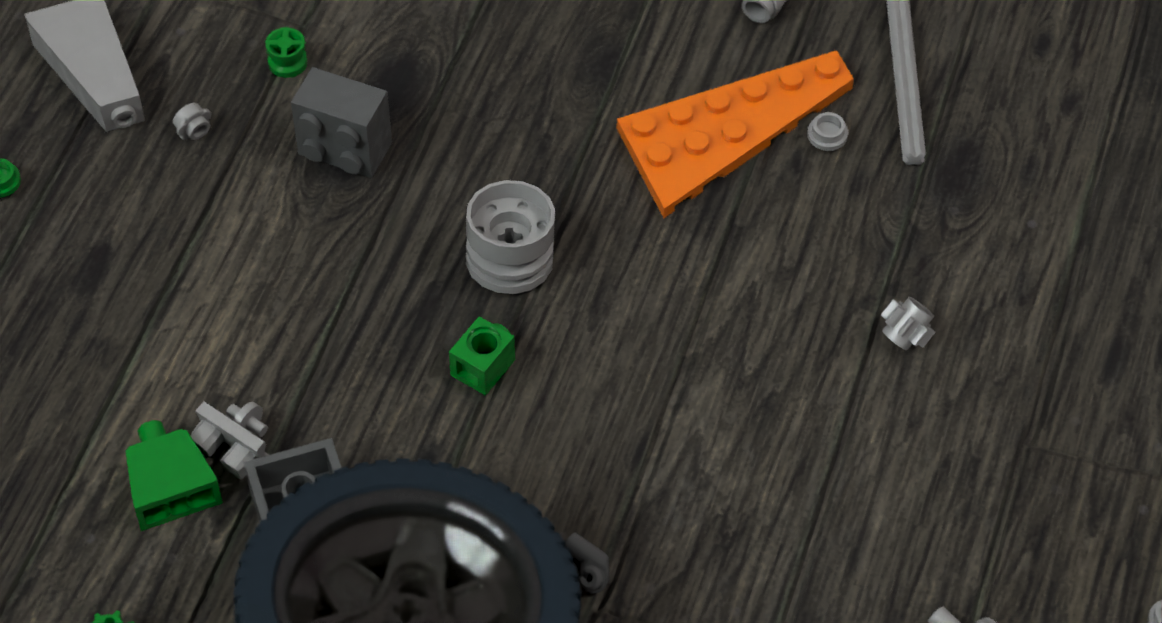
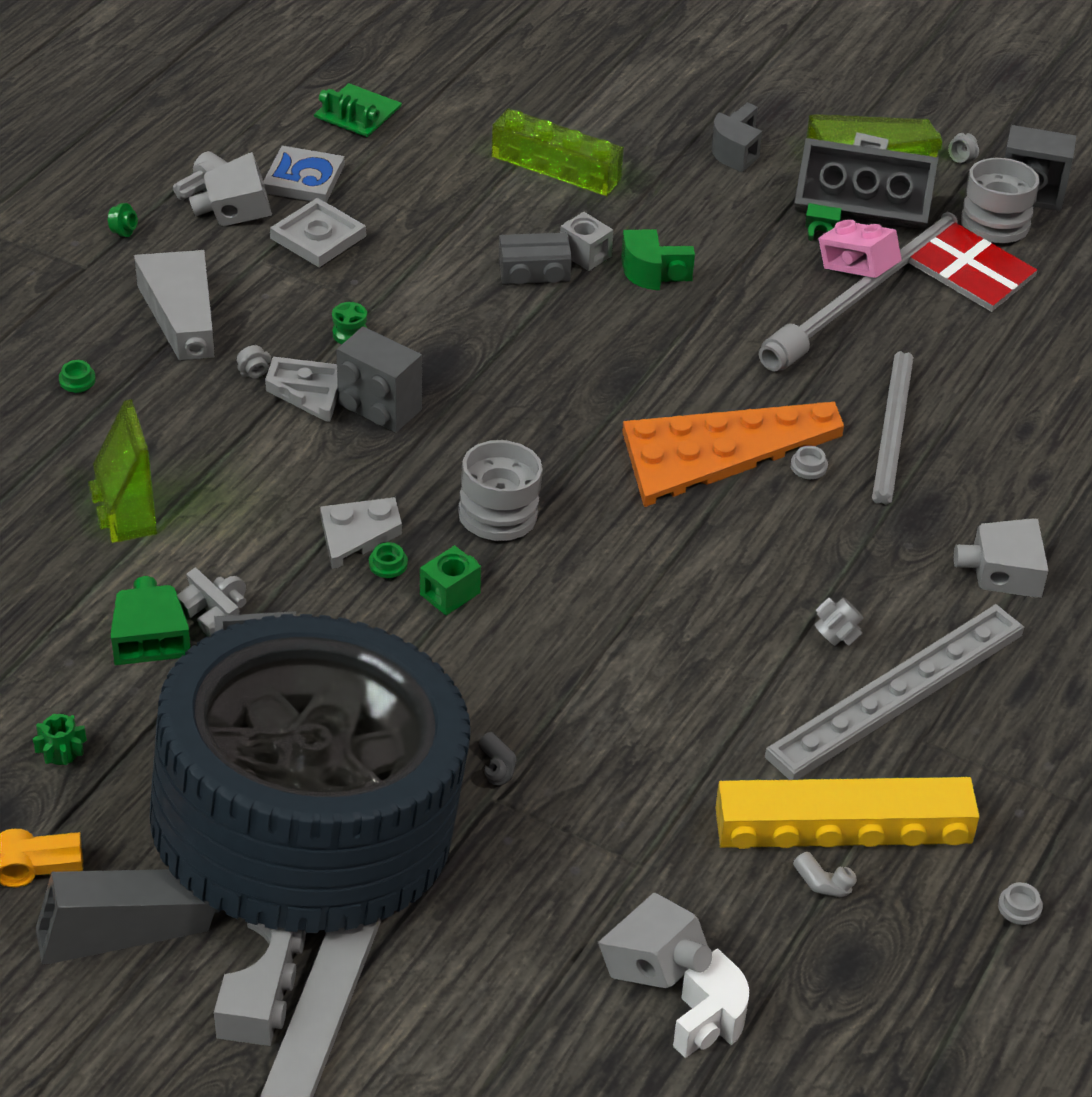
camera: 10 degrees right, 10 degrees down
(95, 307) = (124, 480): none -> clear neon green slope
(258, 140) = (304, 384): none -> light grey wing
(363, 307) = (359, 527): none -> light grey wing
(407, 334) = (388, 560): none -> green plate
(969, 552) = (846, 812): none -> yellow brick
(981, 395) = (893, 693): none -> light grey tile
(1064, 208) = (1007, 557): none -> light grey torso

